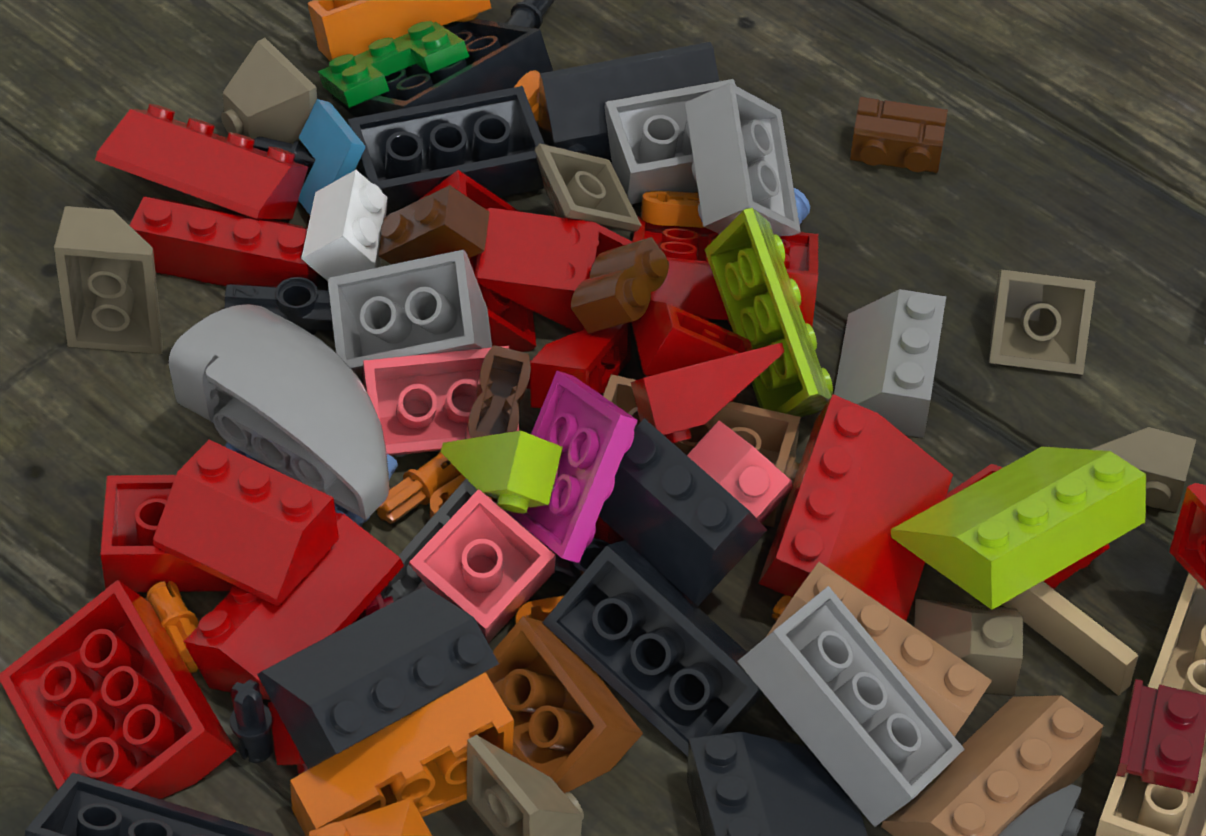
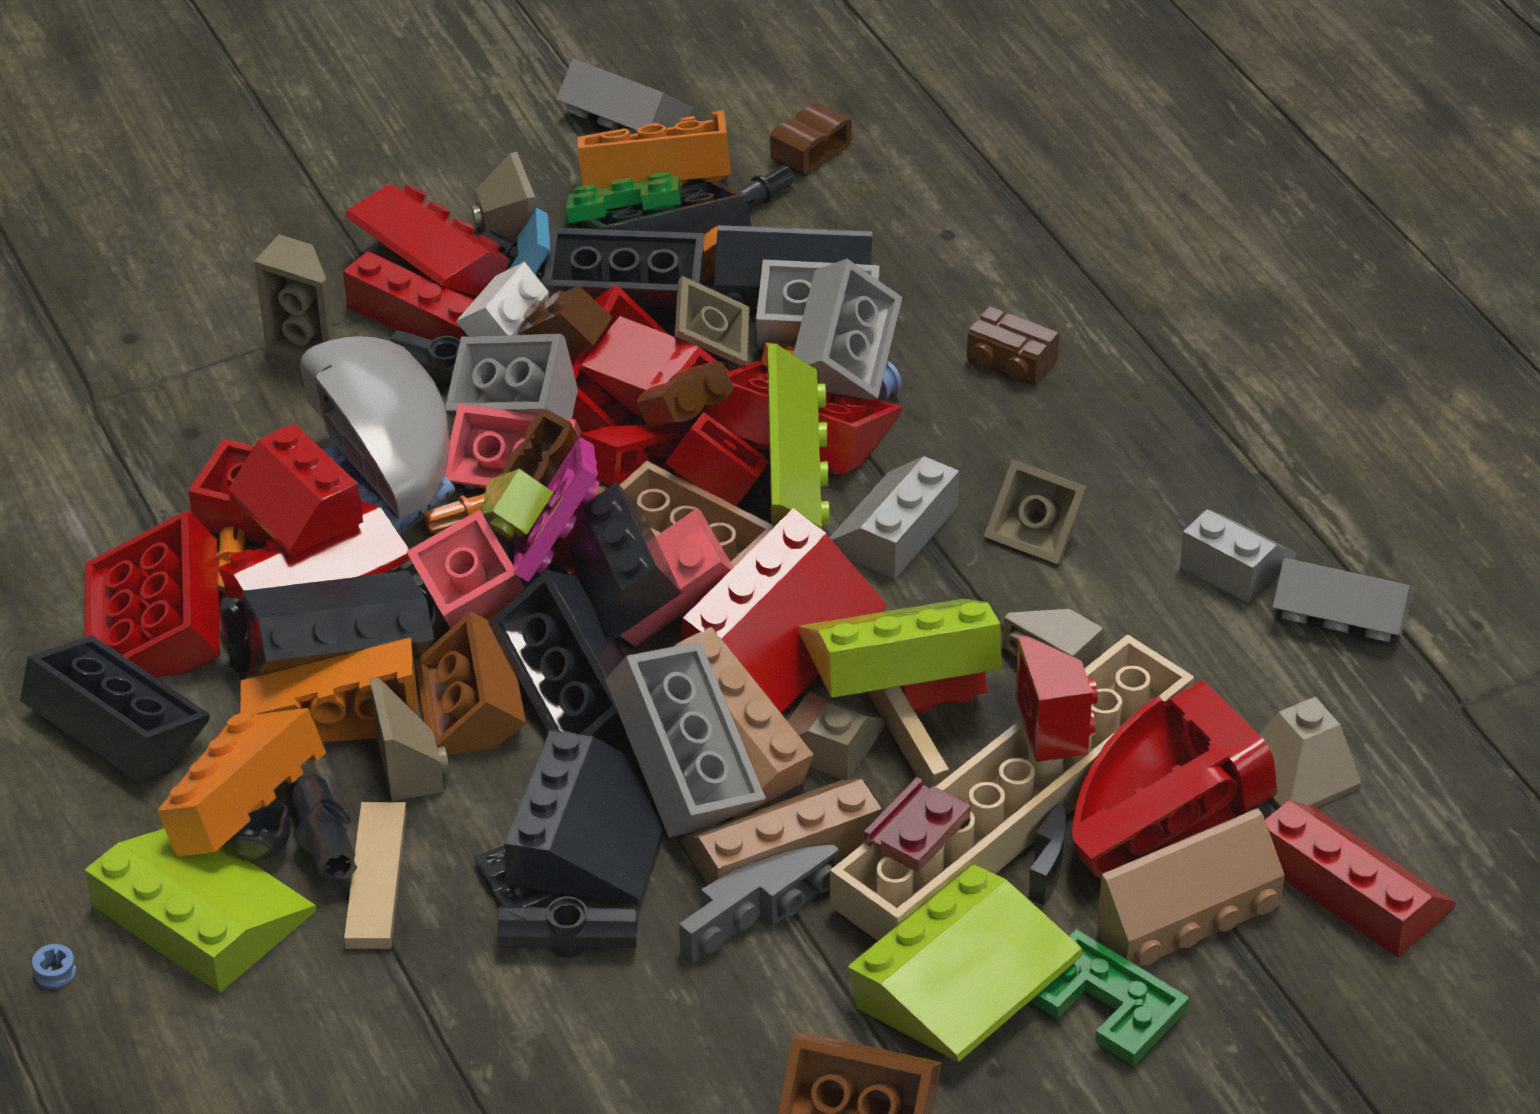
camera: 25 degrees right, 5 degrees down
(696, 393) = (686, 484): red slope -> none

